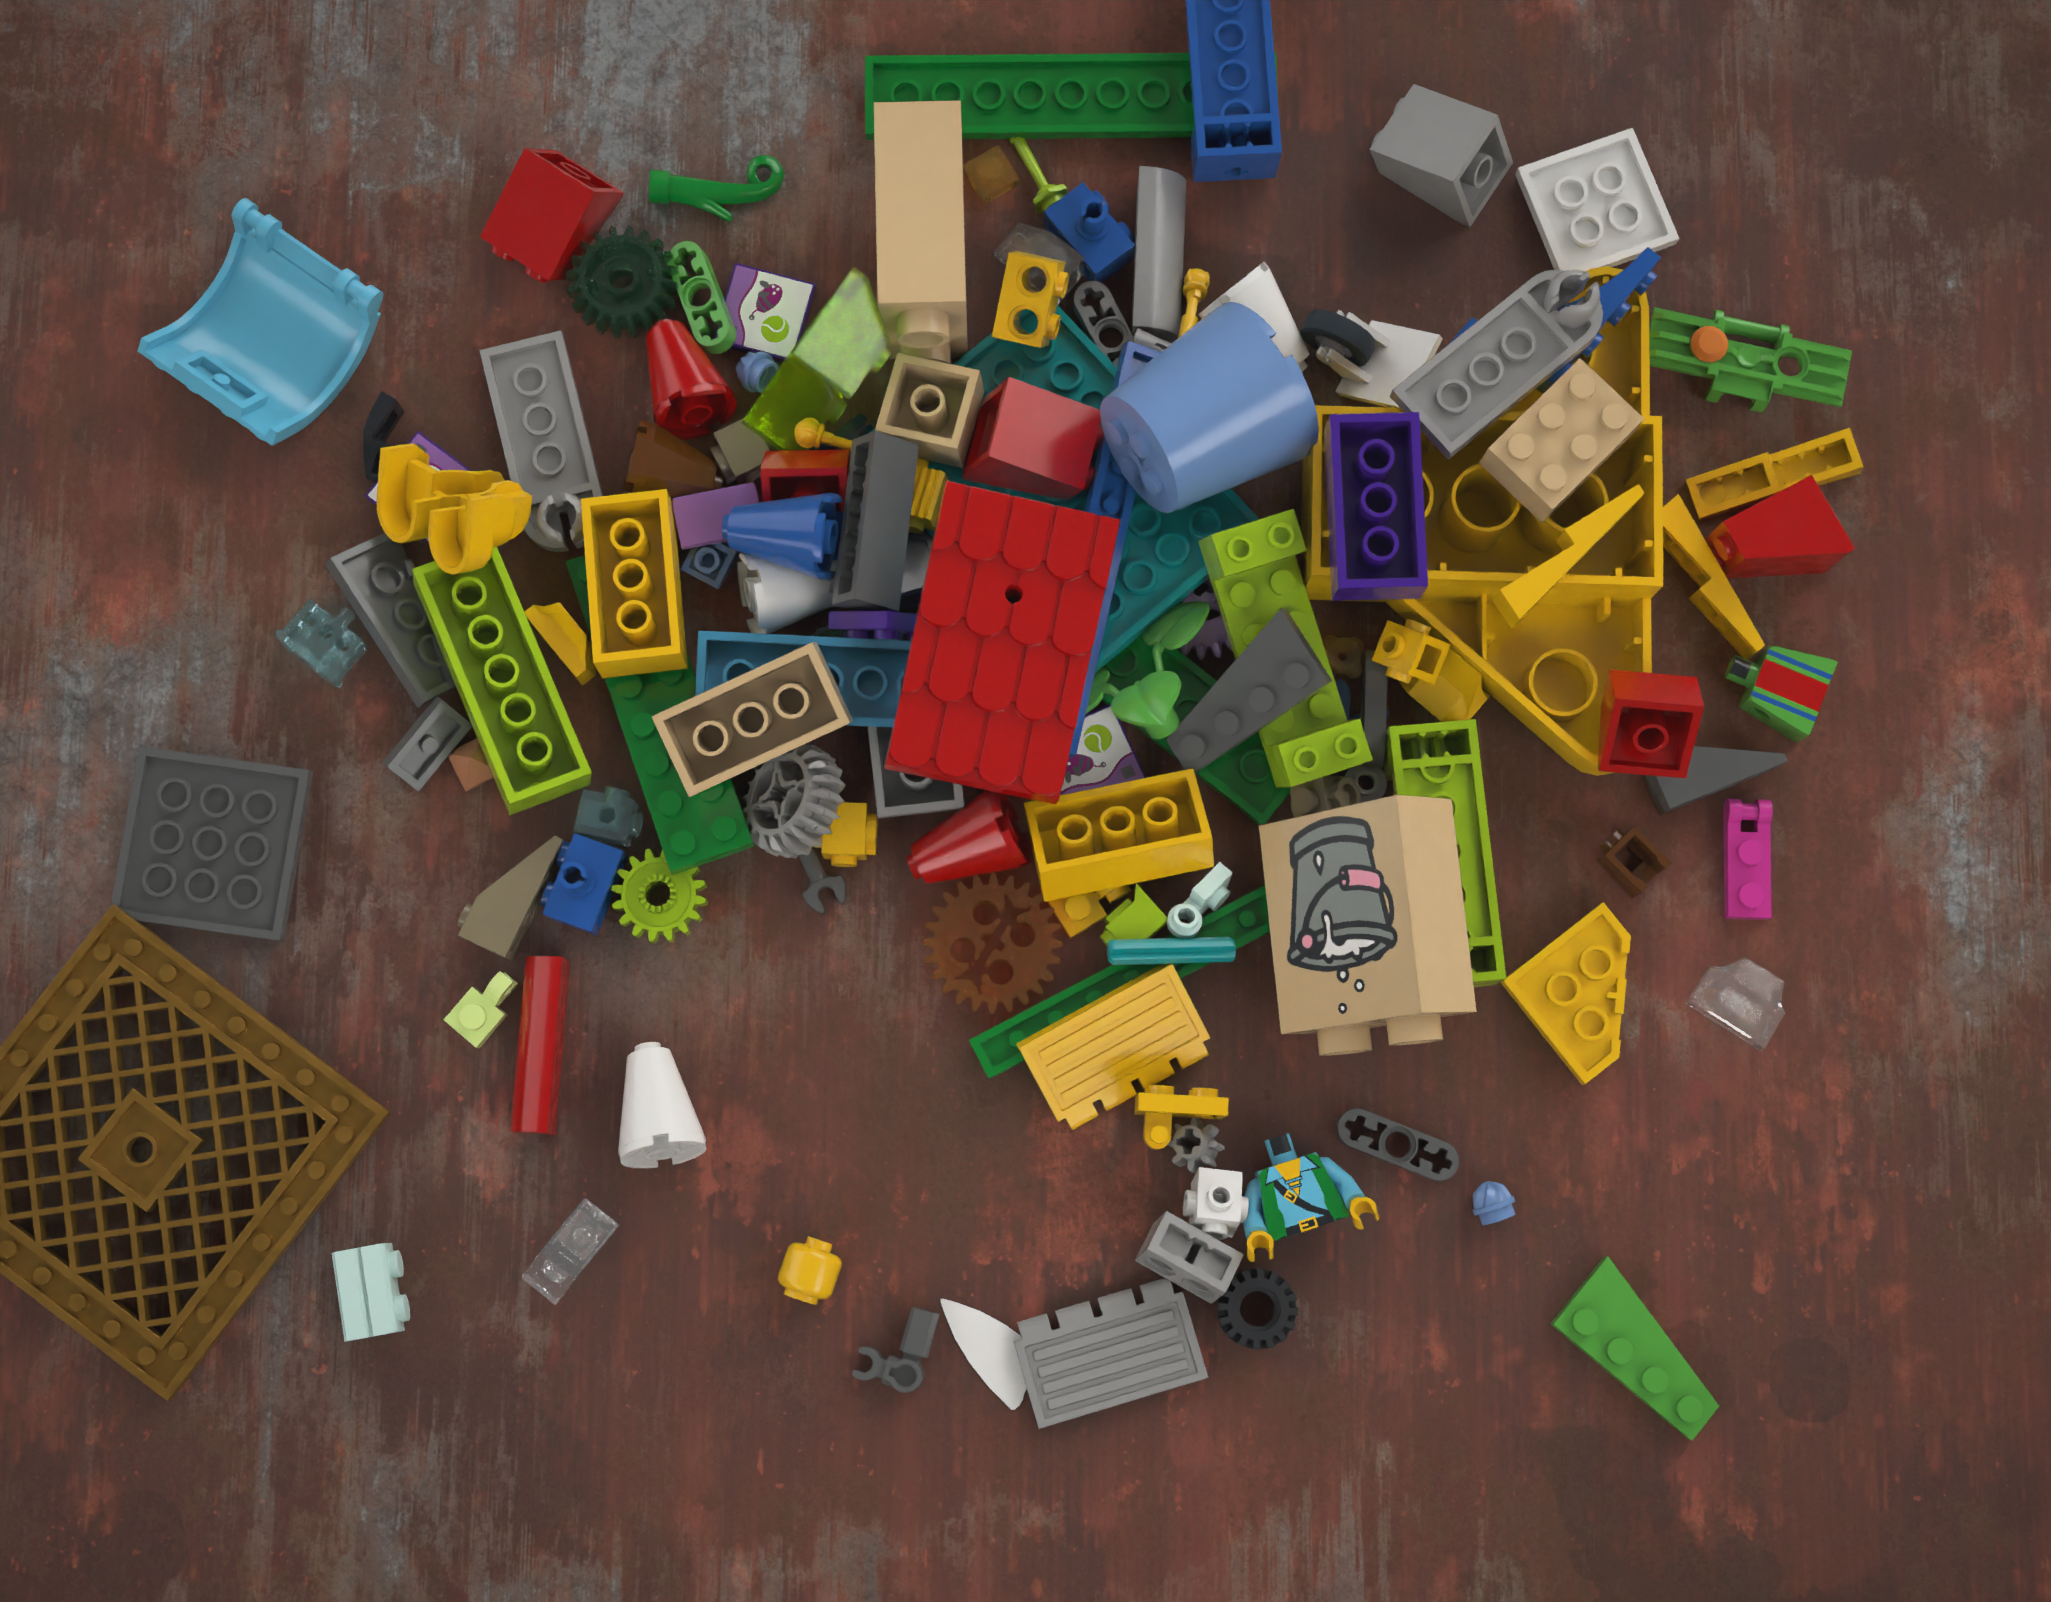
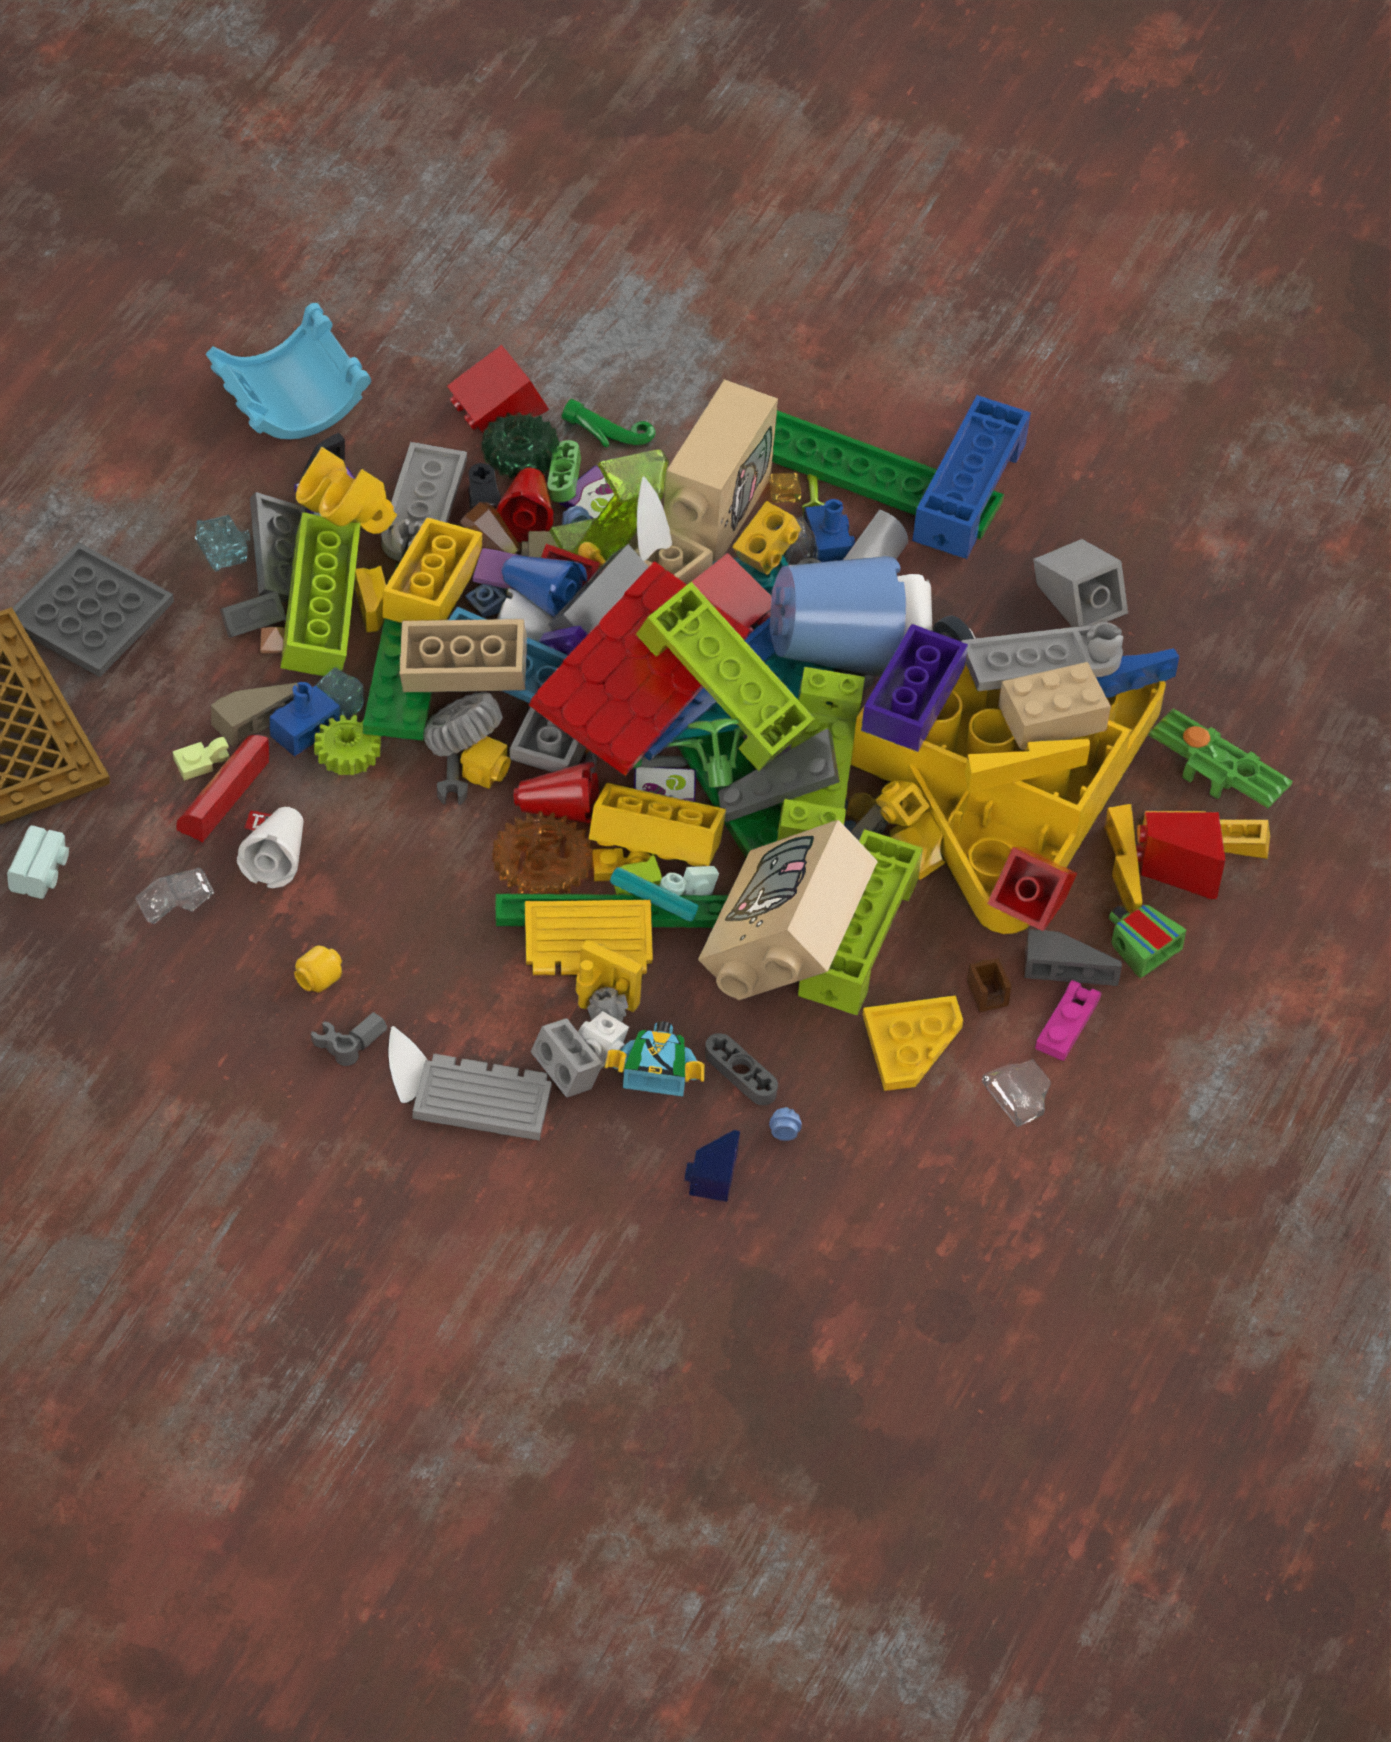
camera: 25 degrees right, 30 degrees down
(608, 1065) = (255, 819): none -> red sticker
(619, 392) = (483, 485): none -> black piece
(892, 385) = (651, 522): none -> white sticker
(1126, 613) = (728, 672): none -> lime plate
(1284, 1309) = (594, 1096): black tyre -> none
(1445, 1320) = (714, 1168): none -> clear blue slope
(1597, 204) = (1188, 635): white plate -> none
(1629, 1344) = (832, 1239): bright green wing -> none

